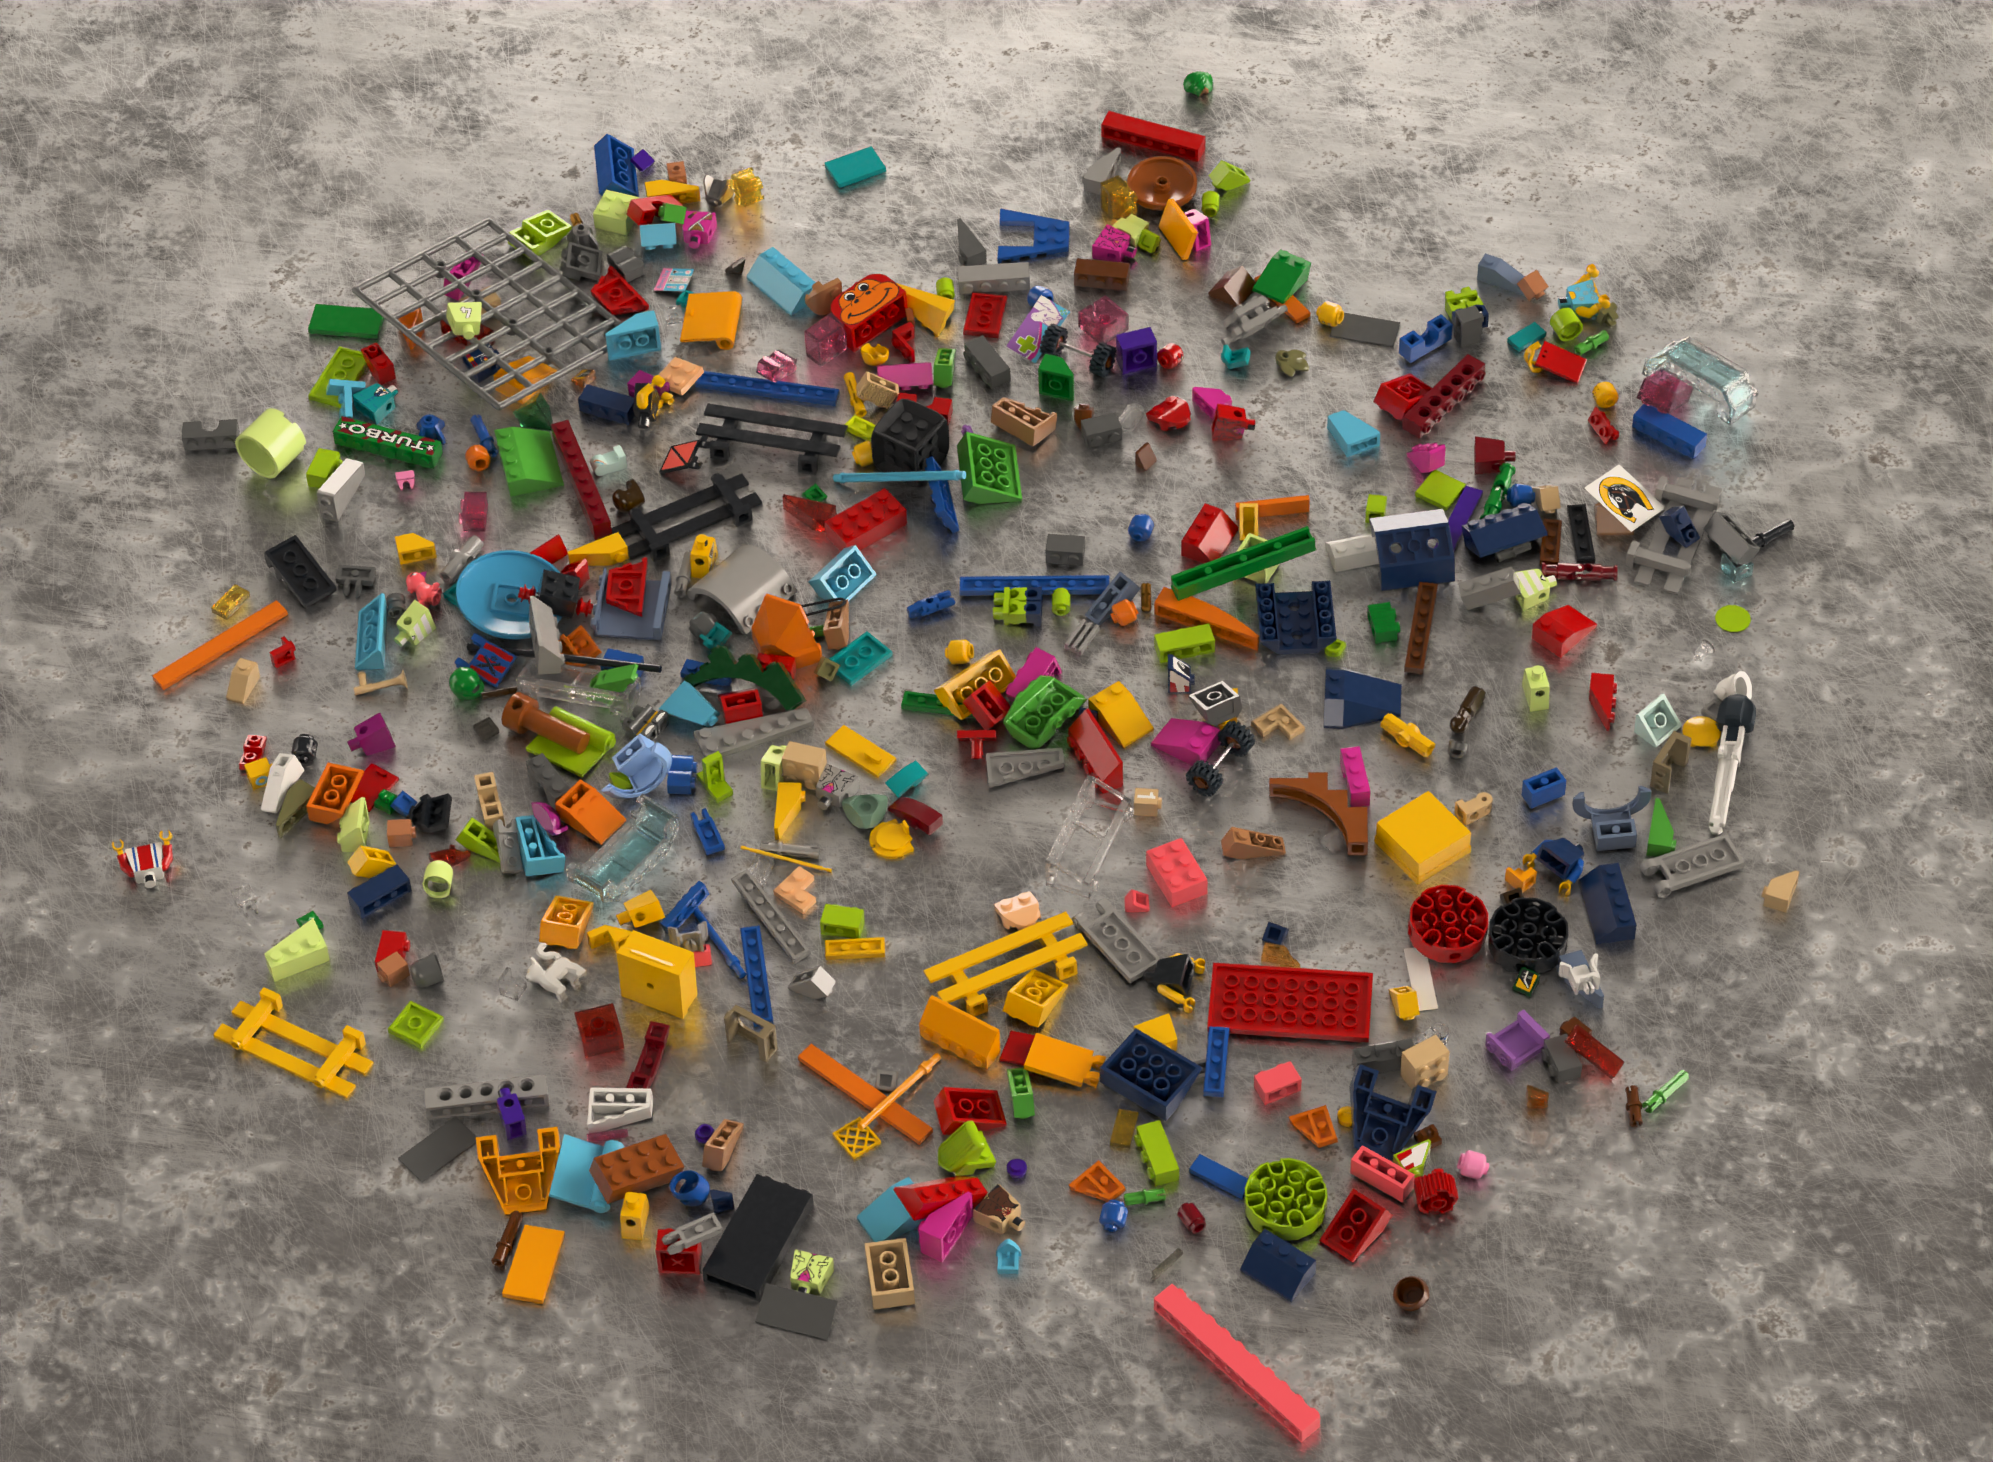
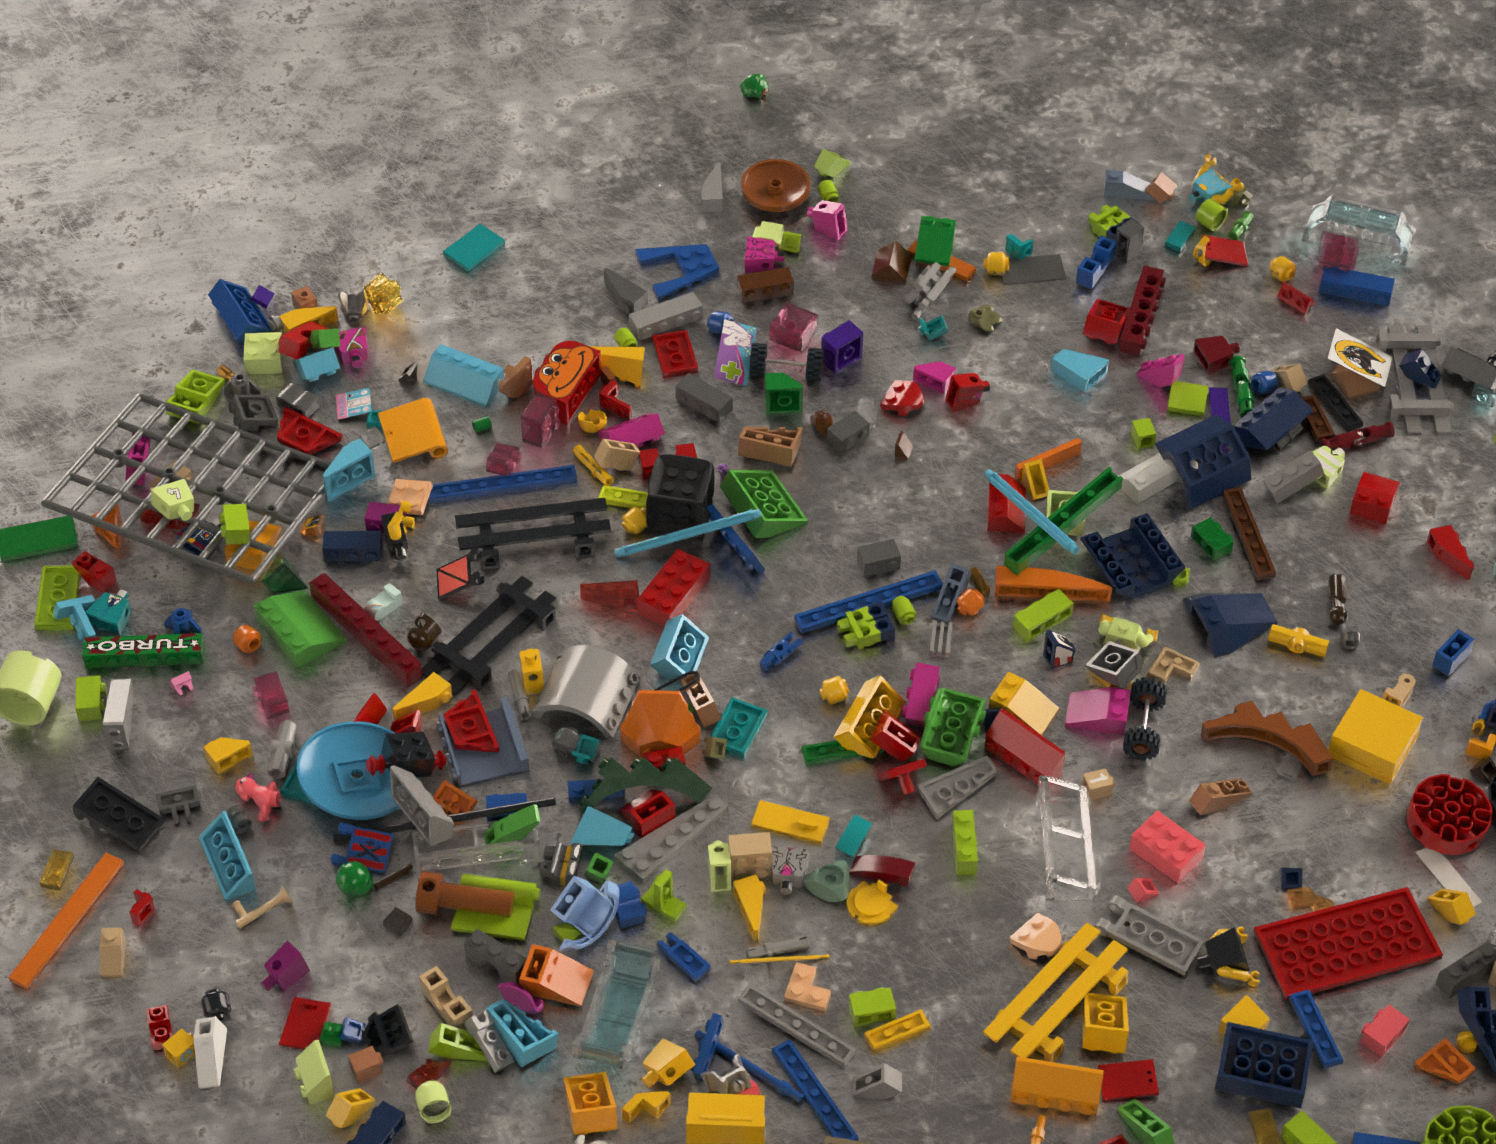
camera: 25 degrees left, 0 degrees up
(294, 806) = (239, 1064): olive slope -> none
(333, 793) = (276, 1044): orange slope -> none
(414, 624) = (270, 833): yellowish green torso -> none
(485, 439) = (238, 612): blue pin -> none
(507, 354) = (235, 524): none -> lime brick
(640, 188) = (275, 323): none -> light grey plate
(671, 737) = (598, 868): none -> bright green brick
(776, 330) = (481, 424): none -> green hinge
(814, 493) = (606, 574): green tile -> none
(944, 367) = (668, 413): bright green slope -> none
(999, 813) = (964, 842): none -> lime brick
(1063, 1061) = (1171, 1080): light orange tile -> none
(1118, 198) = (745, 210): clear yellow slope -> none
(1141, 527) = (937, 514): blue head -> none
(1153, 136) = (741, 145): red brick -> none
(1170, 356) = (873, 343): red head -> none
(1178, 229) = (815, 223): light orange tile -> none
(1202, 508) = (1031, 511): none -> medium azure piece
(1249, 682) = (1125, 632): none -> yellowish green torso
(1355, 774) = (1268, 685): dark pink arch -> none
(1361, 306) = (1018, 248): none -> teal bracket
(1536, 680) = (1388, 558): yellowish green torso -> none

